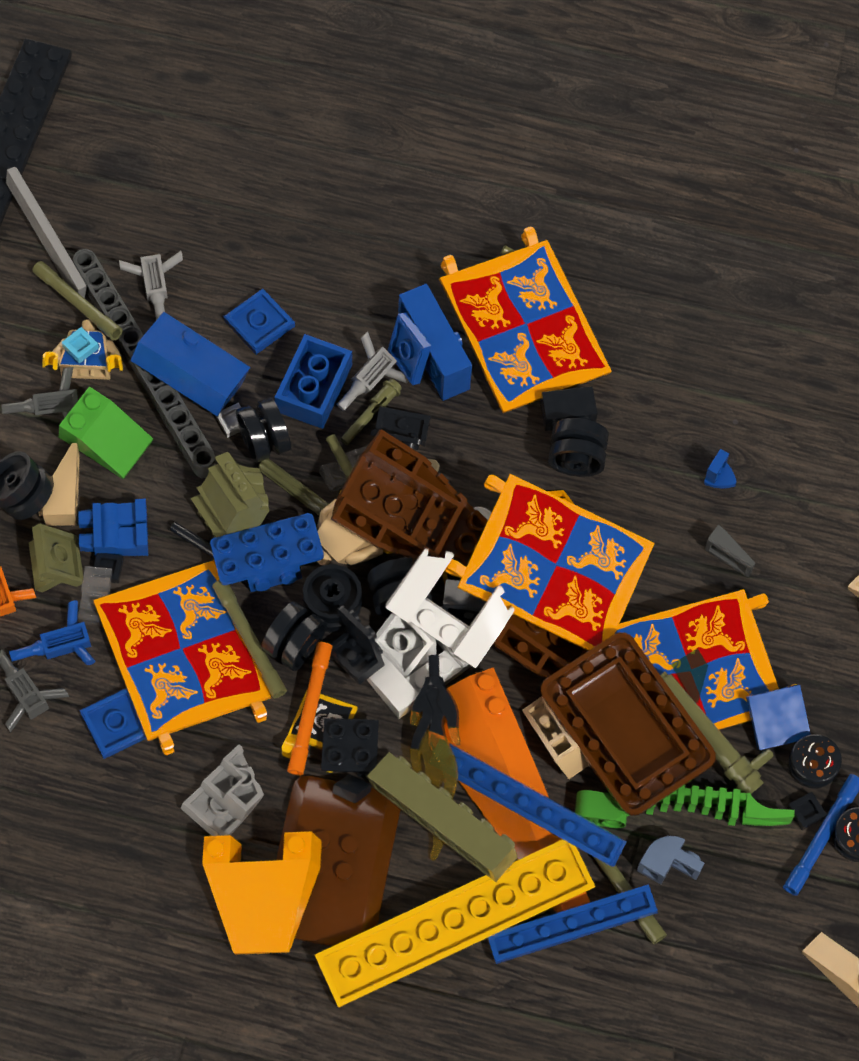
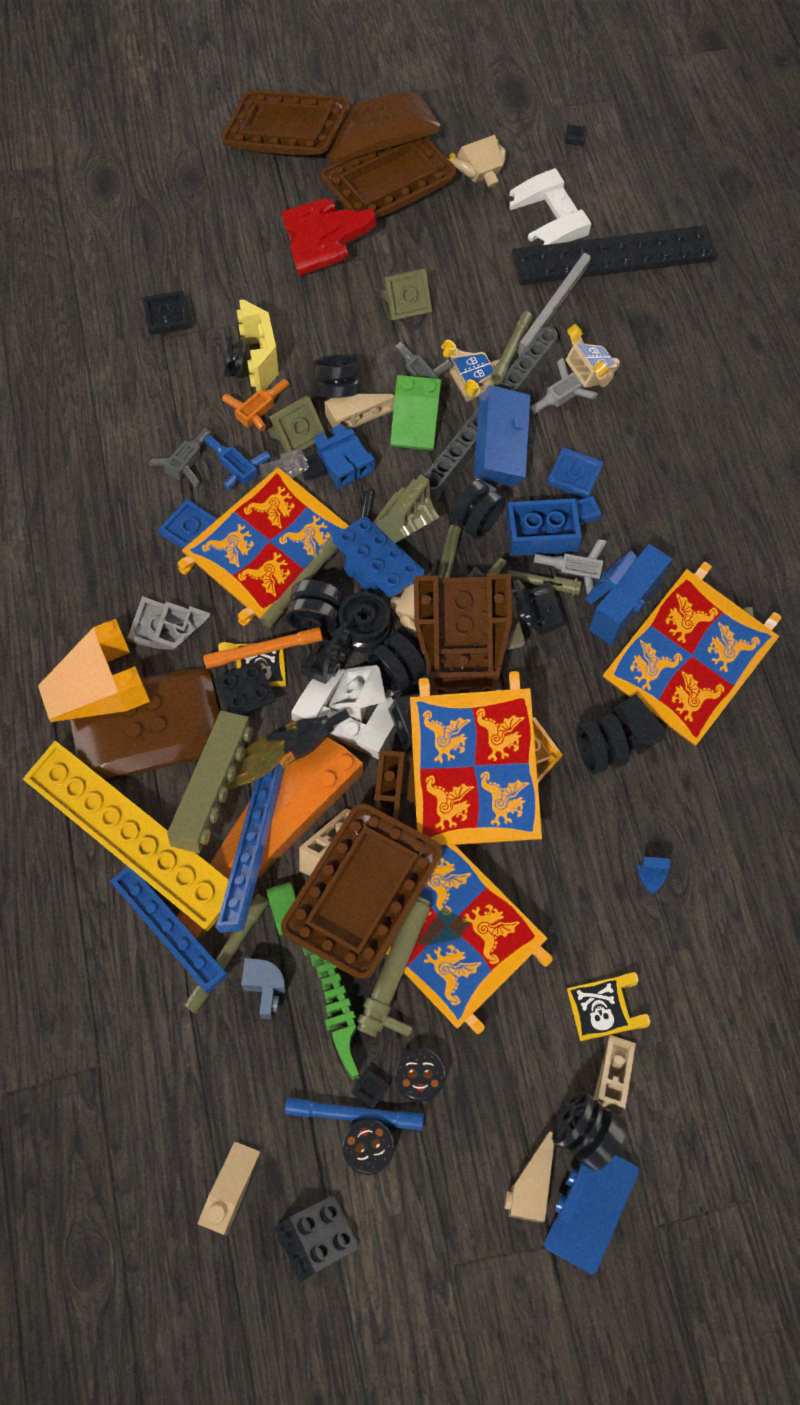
camera: 65 degrees right, 0 degrees up
(80, 345) = (472, 360): medium azure plate -> none
(142, 236) = (590, 362): none -> torso
(312, 328) = (587, 510): none -> blue plate
(352, 788) = (209, 707): black tile -> none
(466, 641) = (376, 668): white wedge -> none
(728, 550) = (583, 905): dark grey slope -> none
(778, 717) = (444, 1023): tile -> none
(820, 580) = (601, 1008): none -> flag

